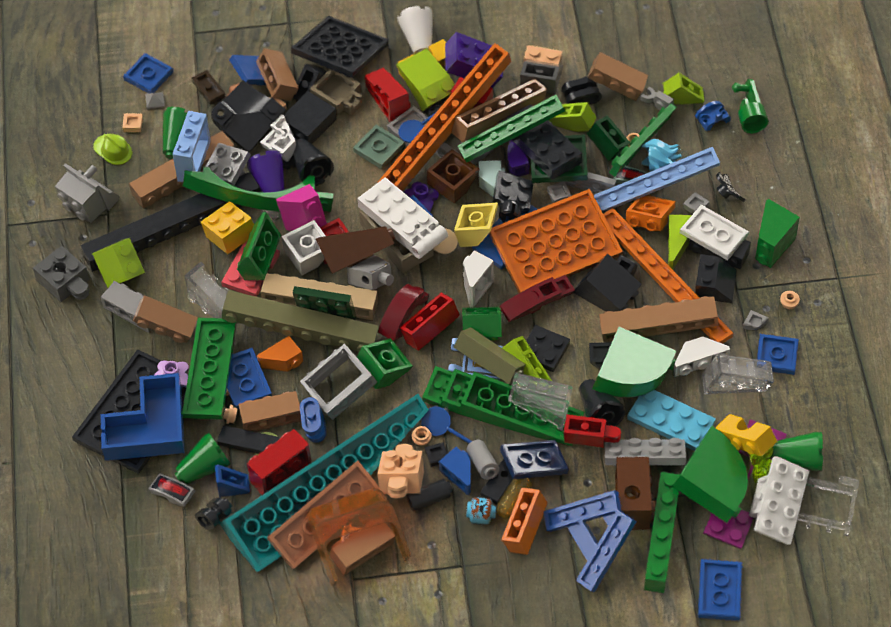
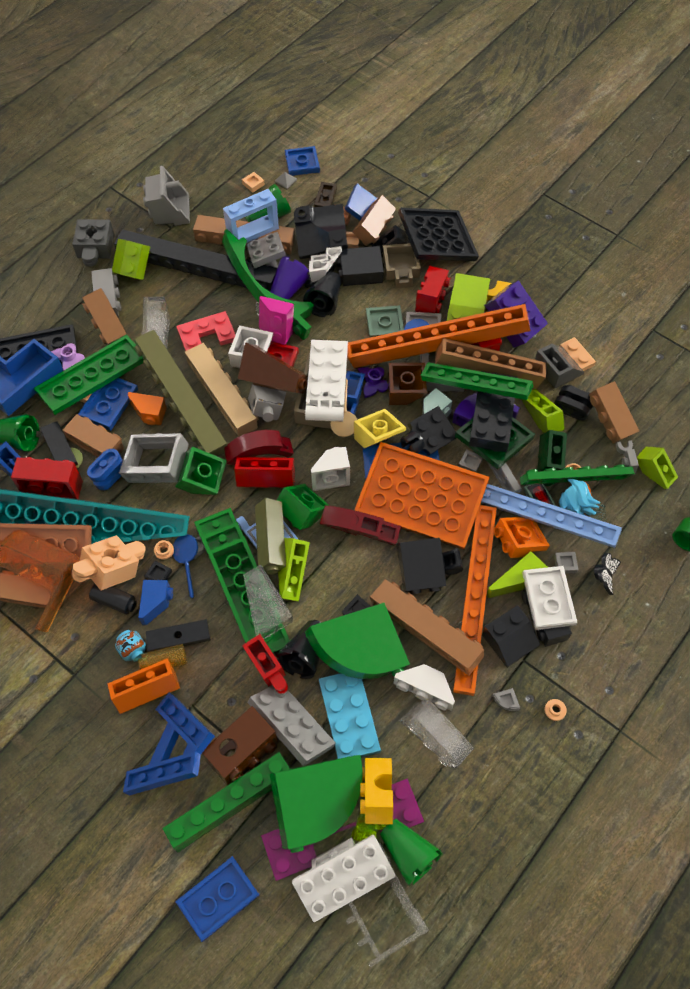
camera: 45 degrees right, 5 degrees up
(113, 148) = (224, 190): lime piece -> none
(228, 227) = (220, 293): yellow brick -> none
(230, 414) = (67, 416): light nougat plate -> none
(259, 249) = (213, 320): green slope -> none
(325, 302) = (204, 396): dark green plate -> none
(417, 27) = (506, 262): white cone -> none
(482, 459) = (174, 609): light grey brick -> none
(534, 459) = (208, 645): dark blue tile -> none
(547, 346) = (325, 568): black plate -> none
(712, 113) = (661, 503): blue piece -> none
(776, 233) = (600, 644): green slope -> none
(780, 351) = (494, 745): blue tile -> none

